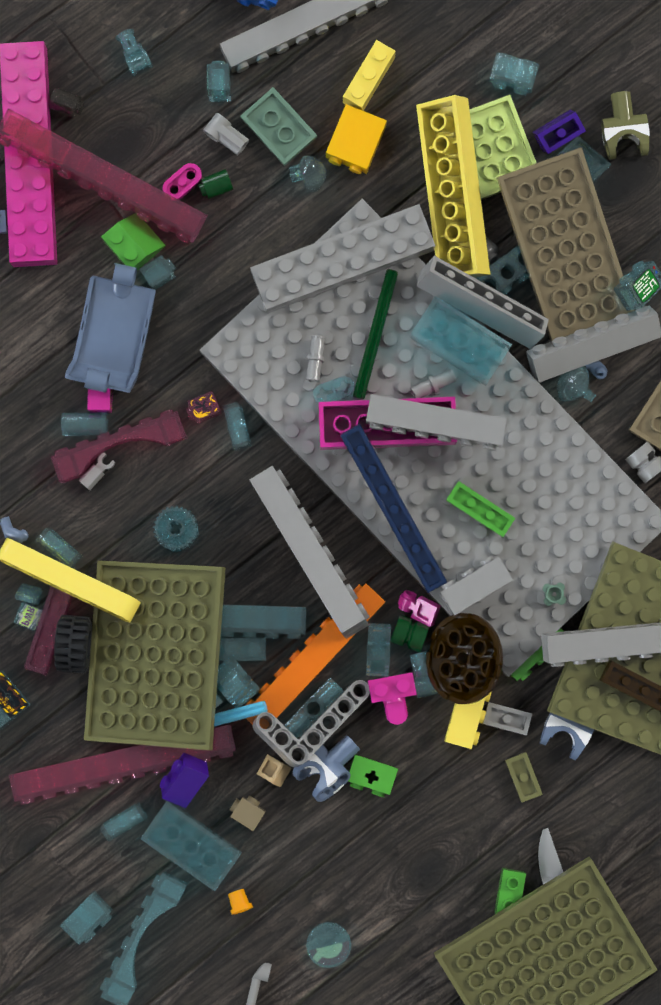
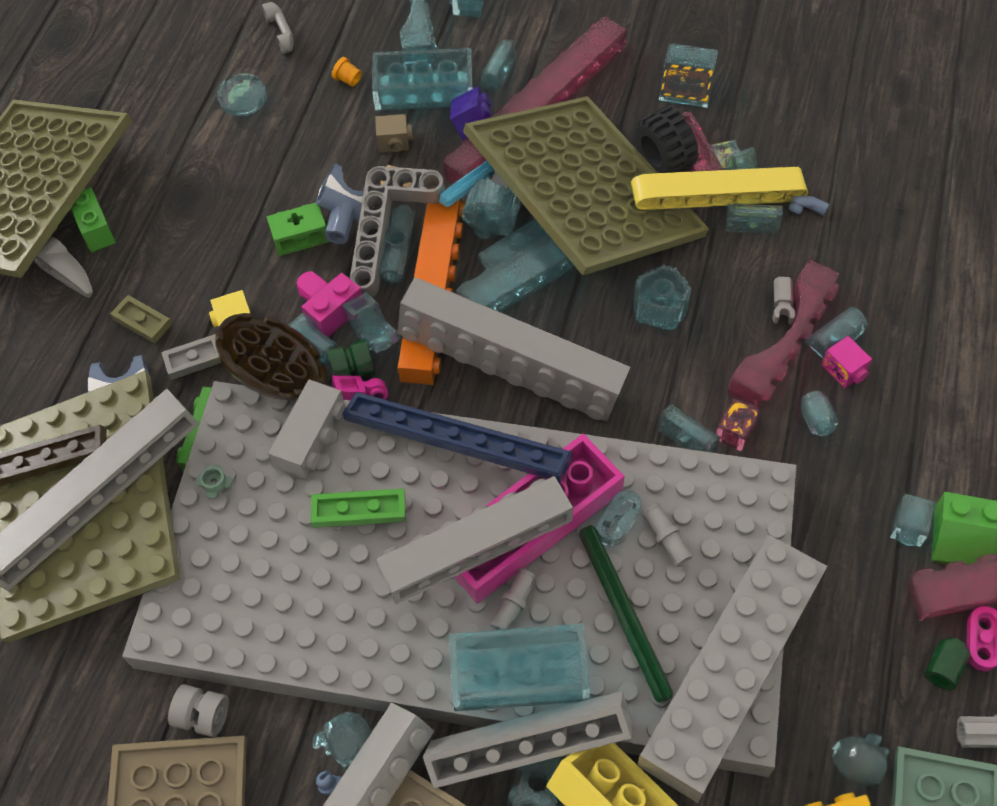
camera: 145 degrees right, 25 degrees down
(112, 332) = (891, 421): sand blue panel -> none
(149, 377) = (819, 413): none -> clear light blue brick

